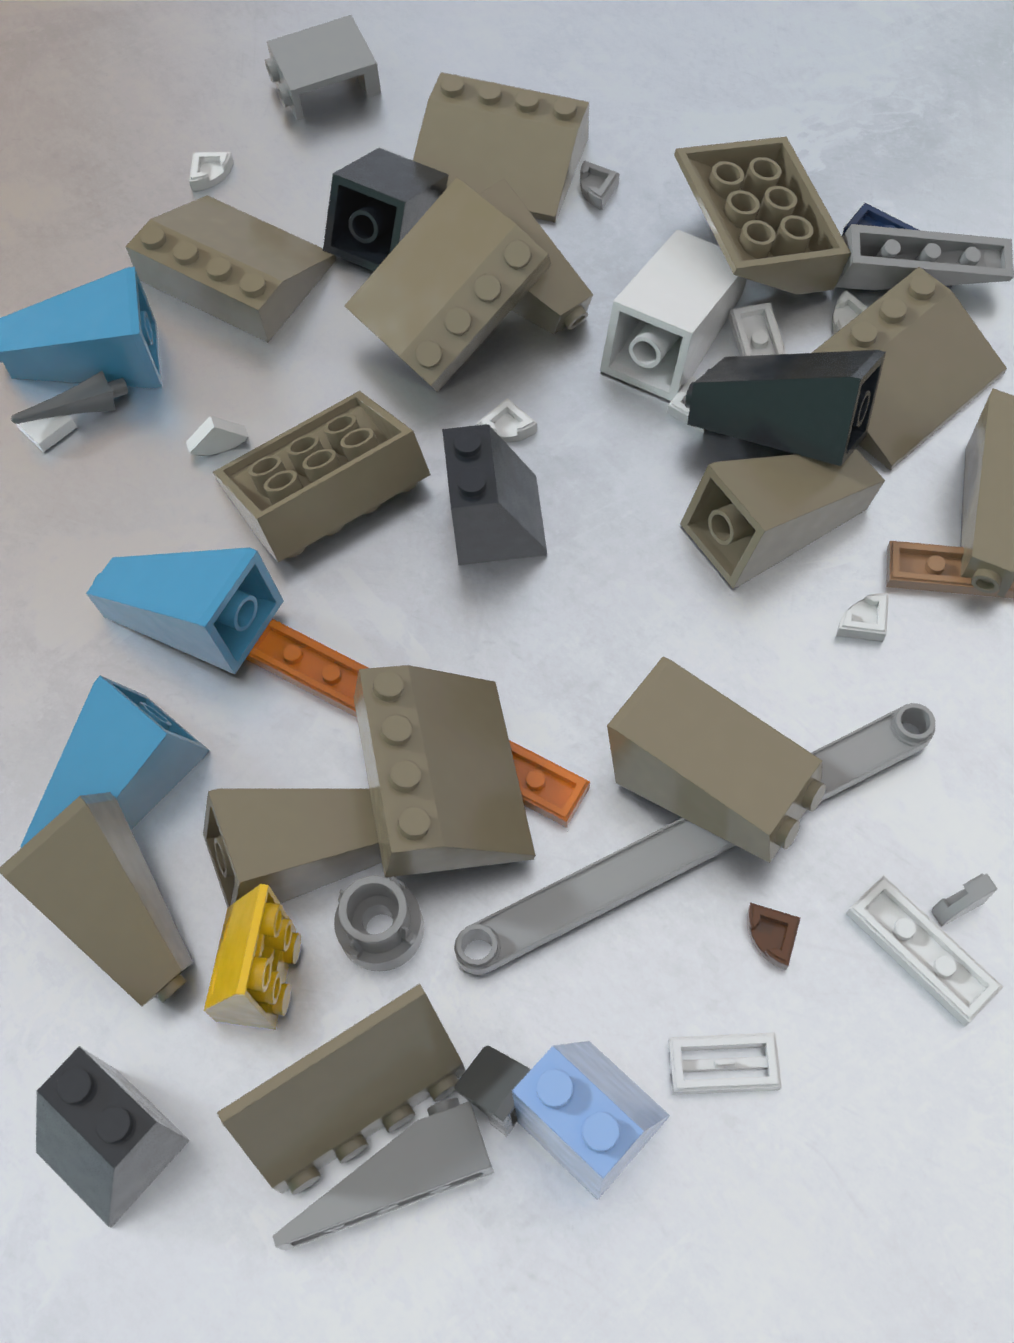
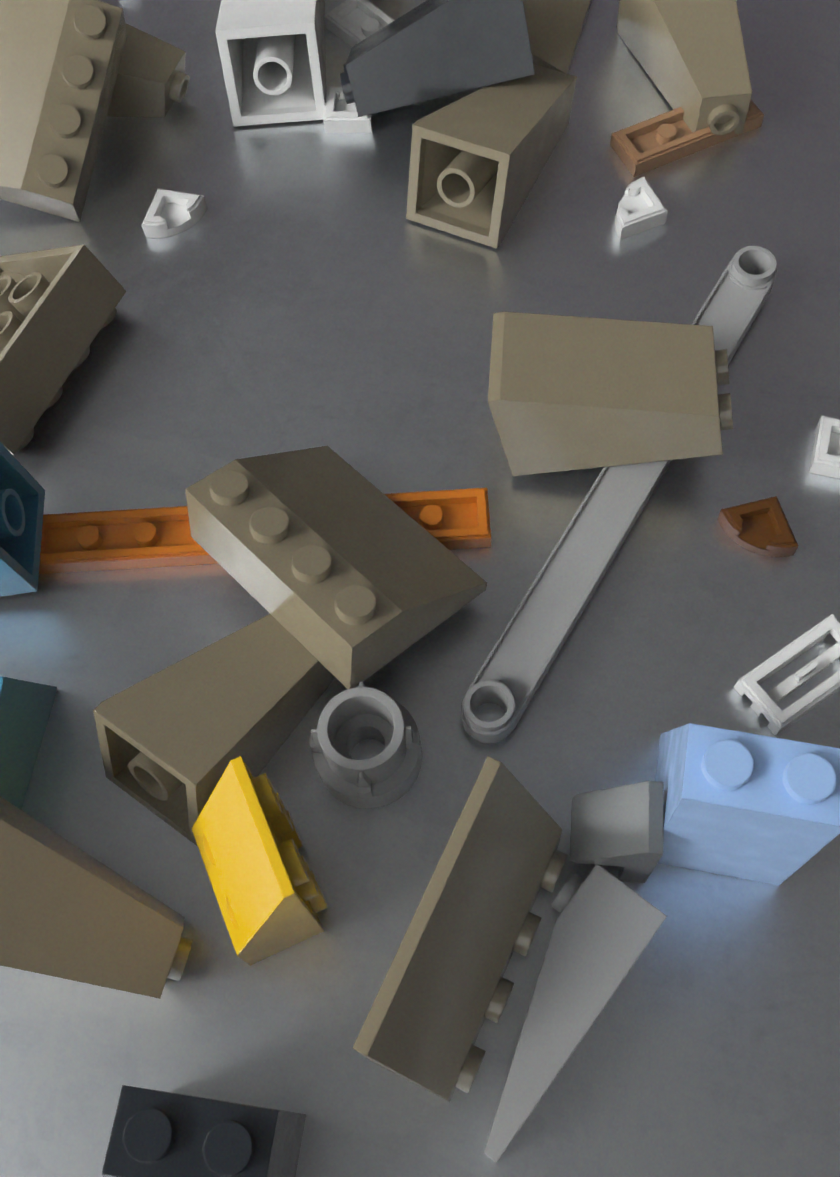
camera: 30 degrees left, 0 degrees up
(491, 498) = (201, 277): black slope -> none

